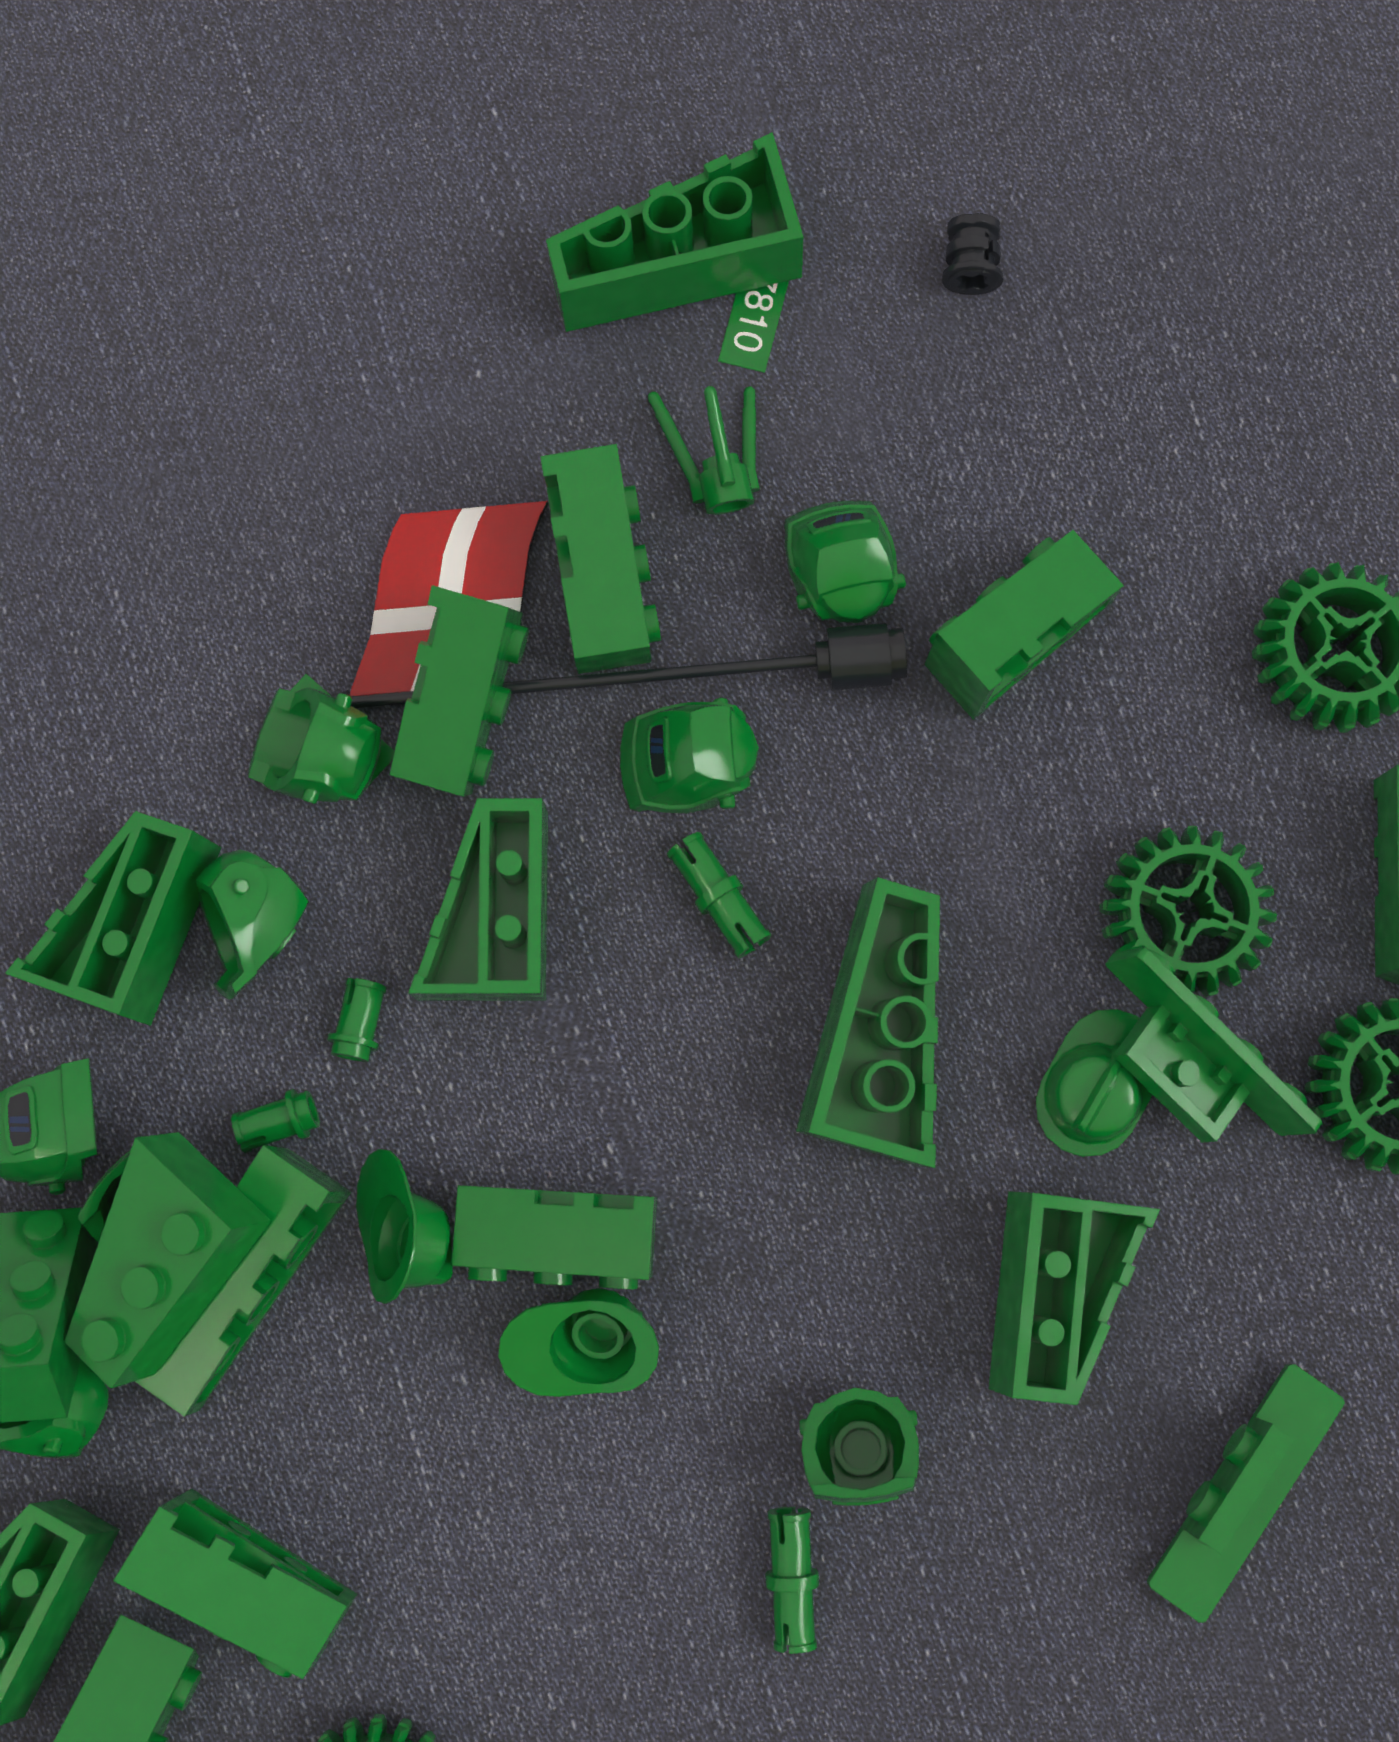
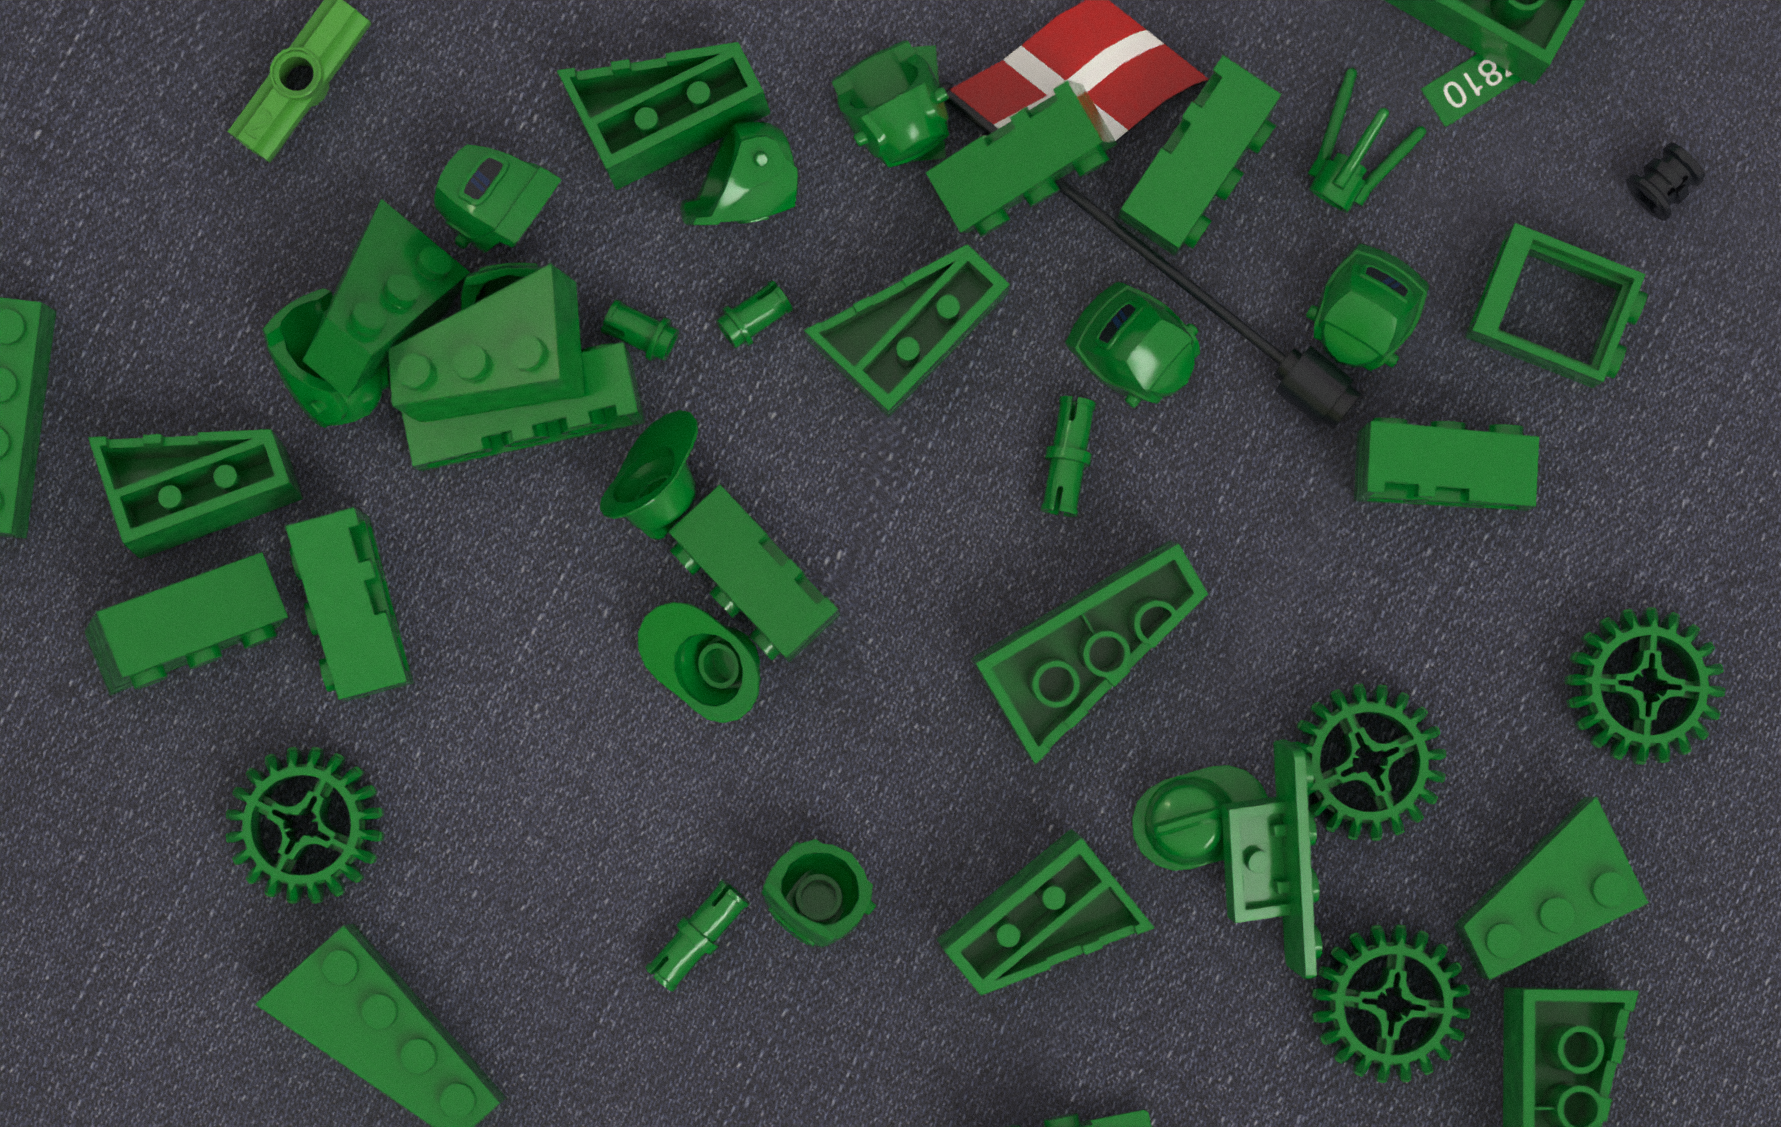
camera: 45 degrees right, 5 degrees up
(926, 447) = (1624, 308): none -> green window

